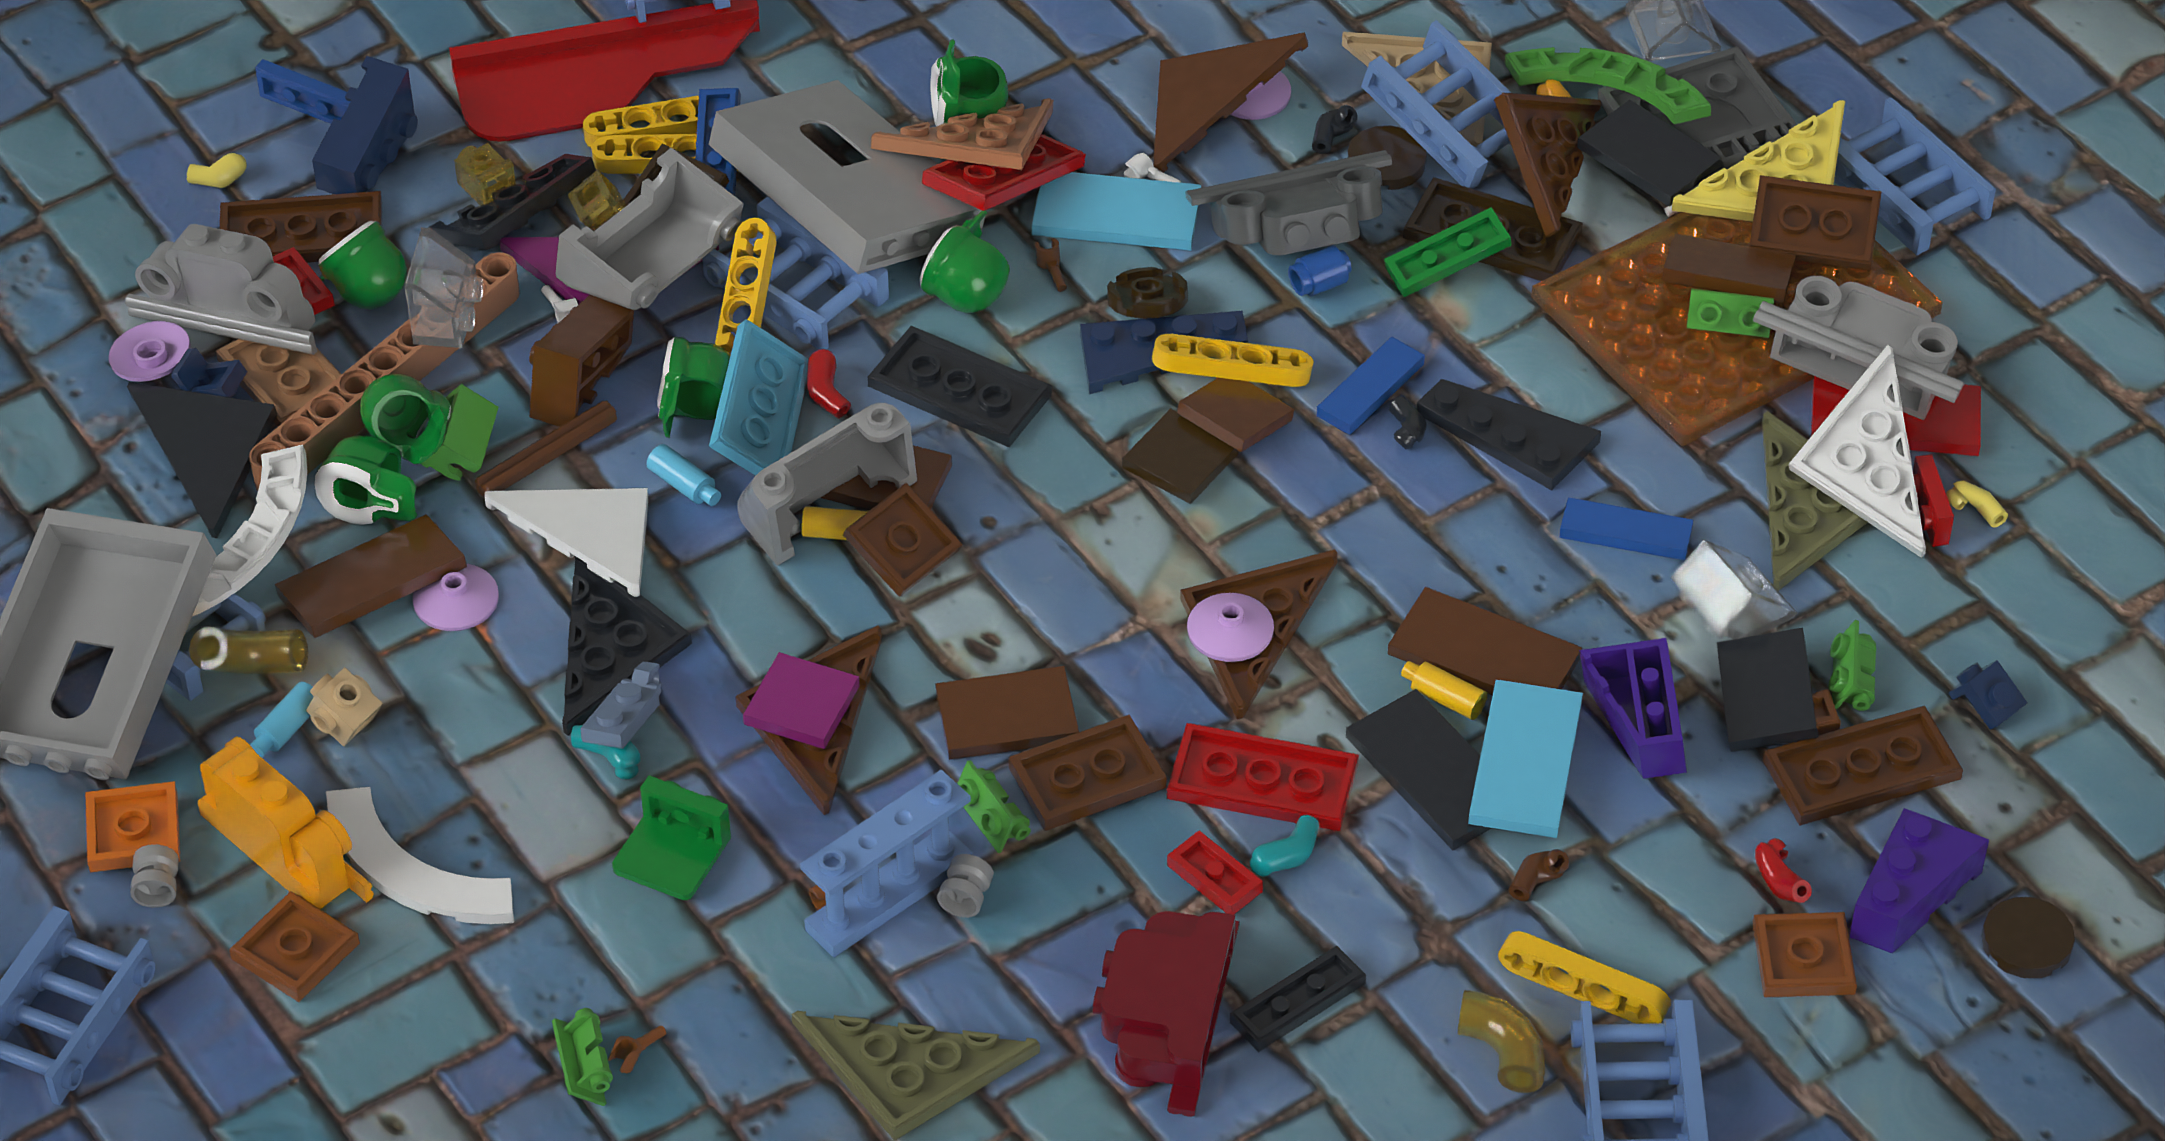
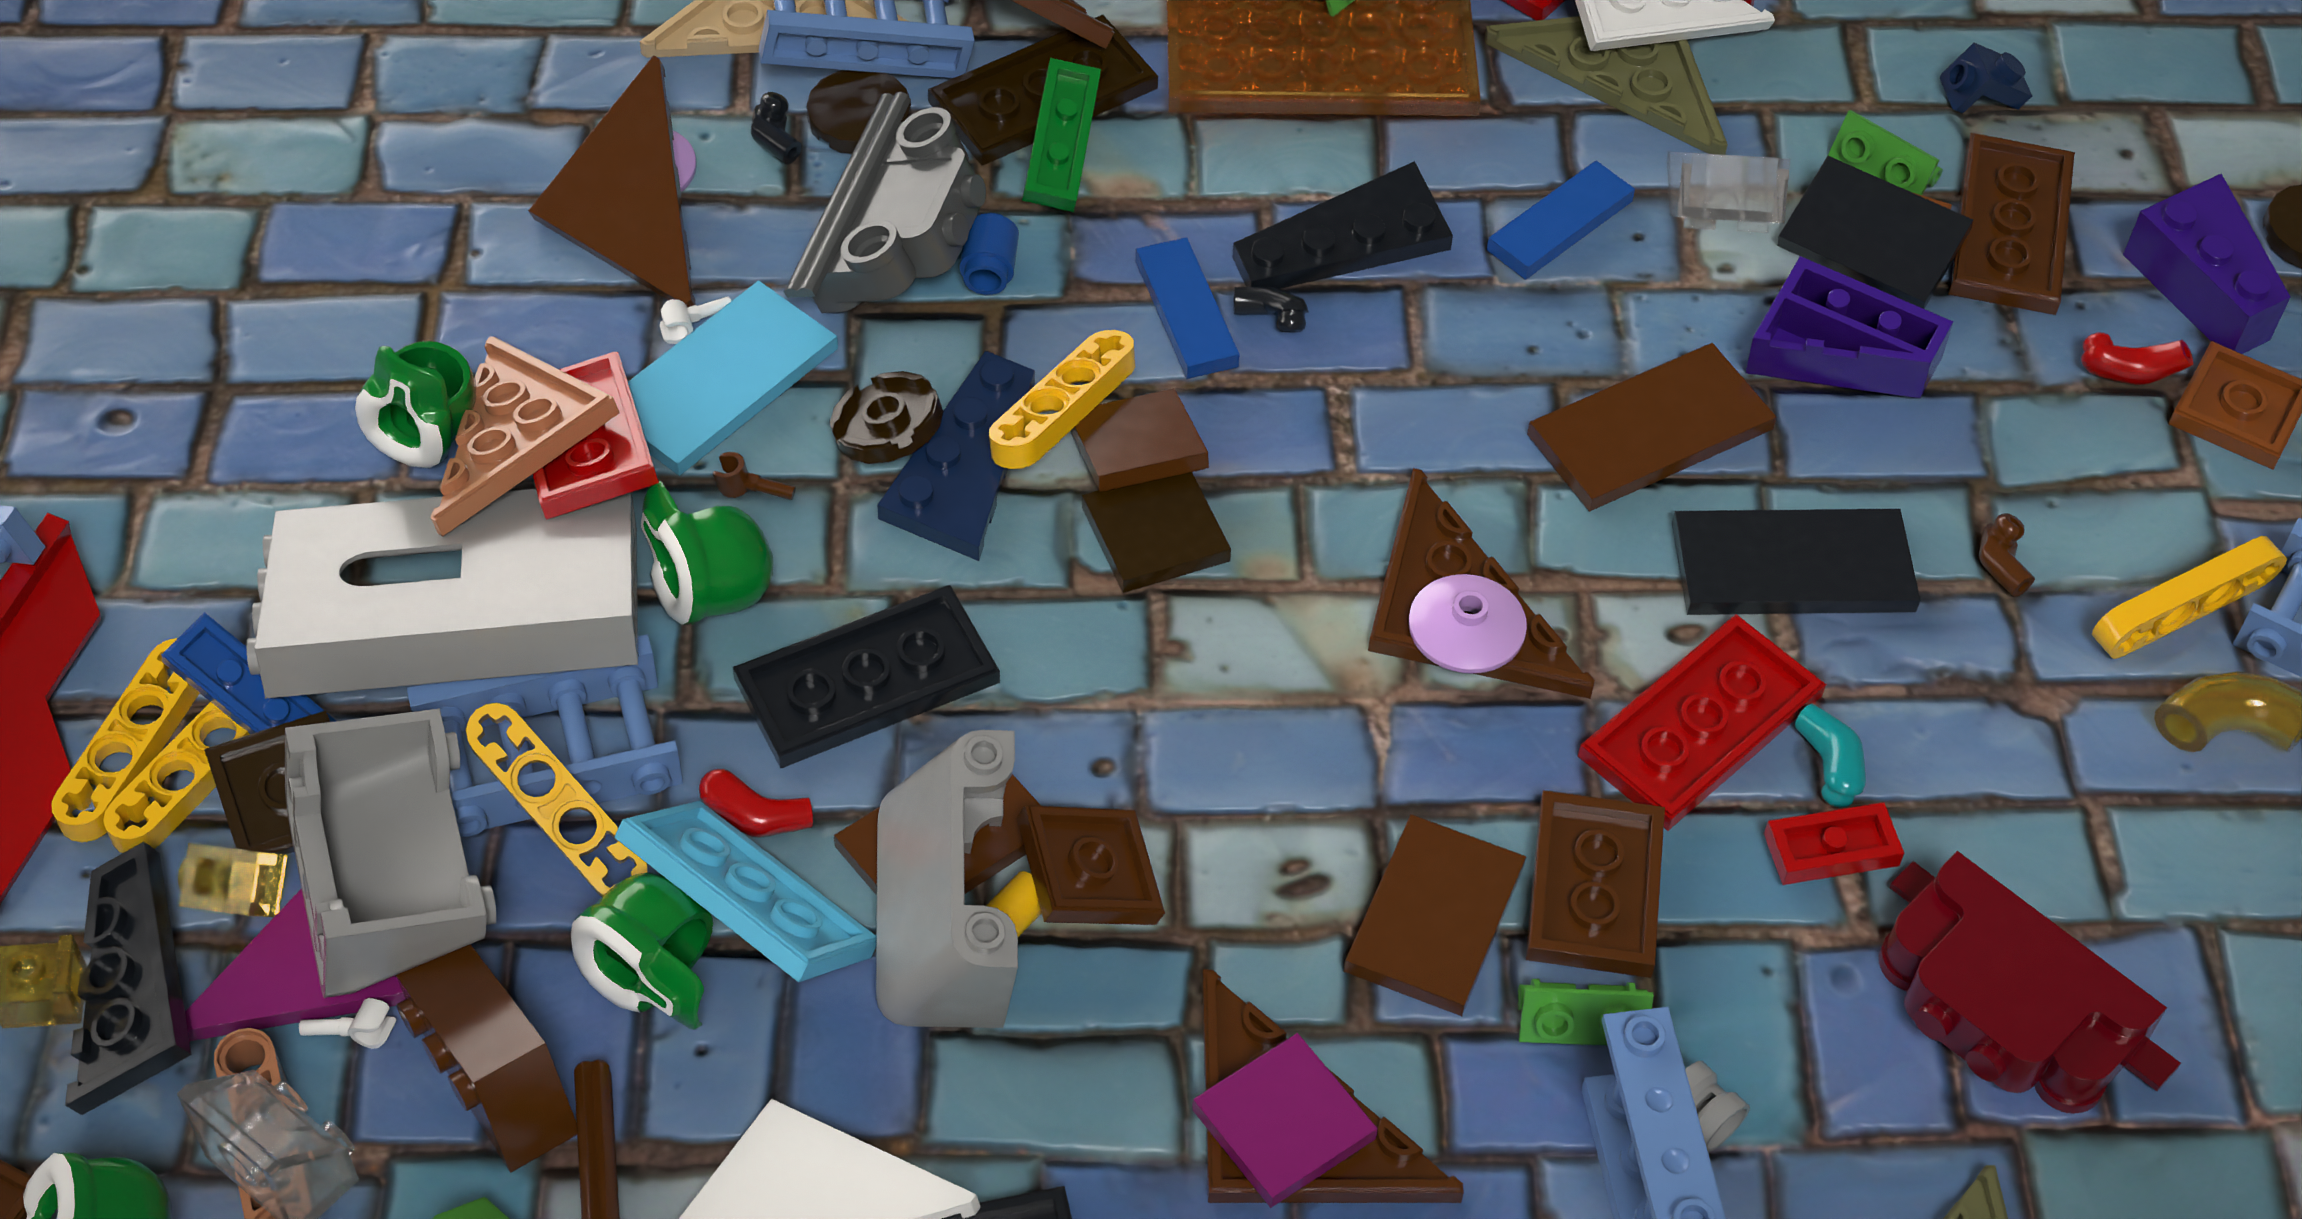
camera: 60 degrees left, 5 degrees up
(683, 475) = (783, 1045): medium azure cylinder -> none
(1297, 998) = (2059, 863): black tile -> none
(1445, 689) = (1691, 486): yellow cylinder -> none
(1525, 758) = (1852, 472): medium azure tile -> none

